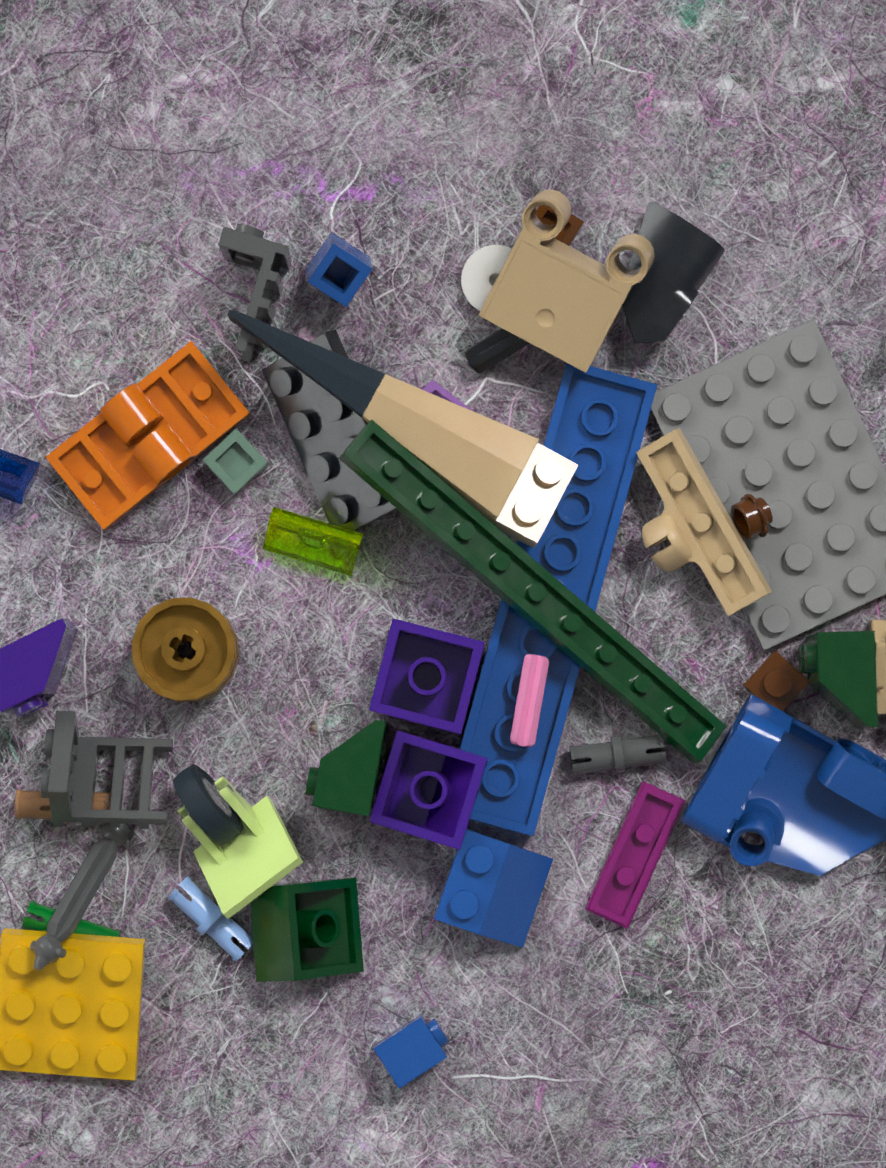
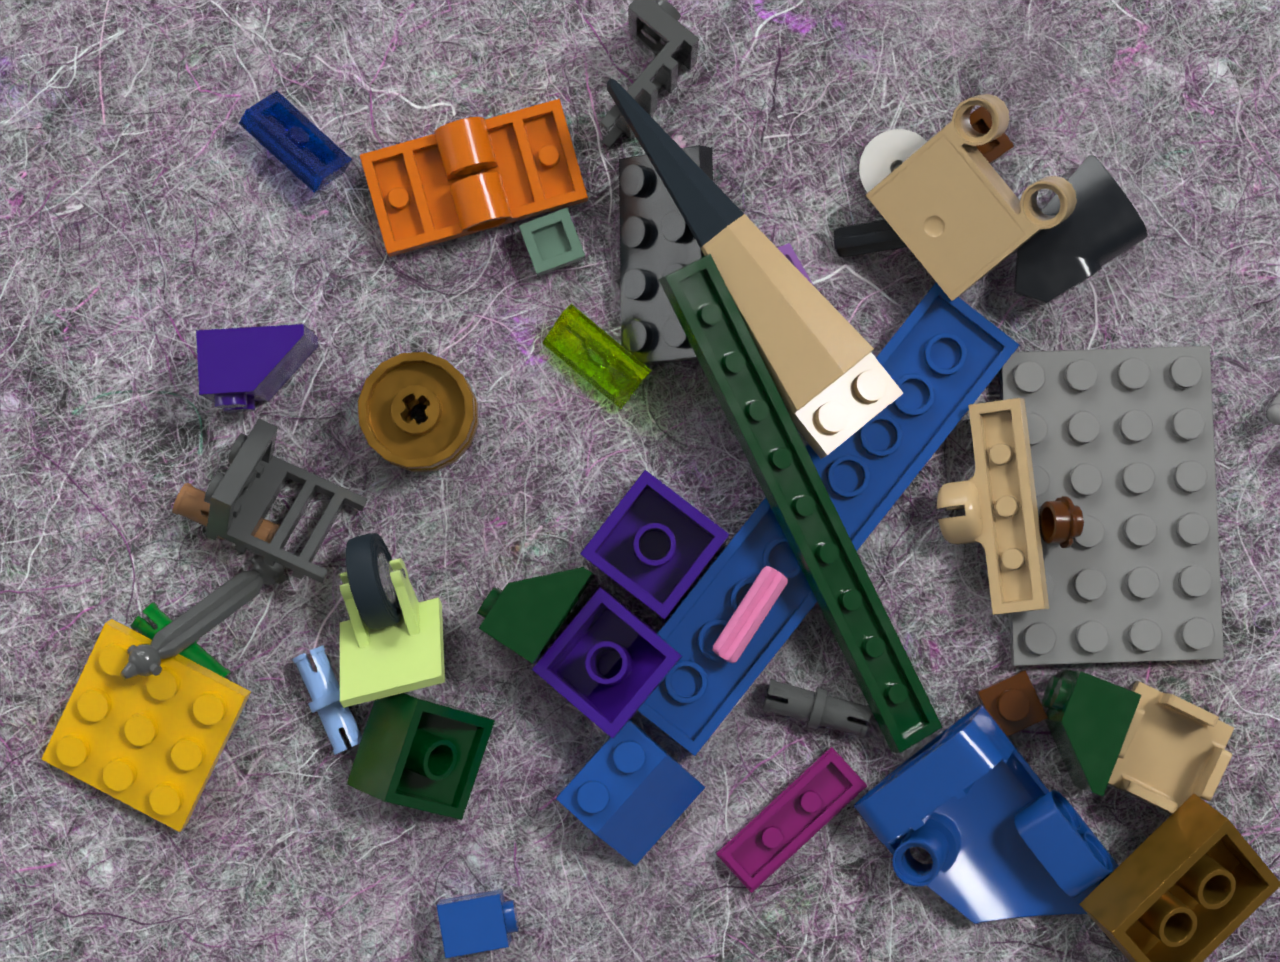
camera: 25 degrees right, 0 degrees up
(338, 269) = (741, 88): blue brick -> none

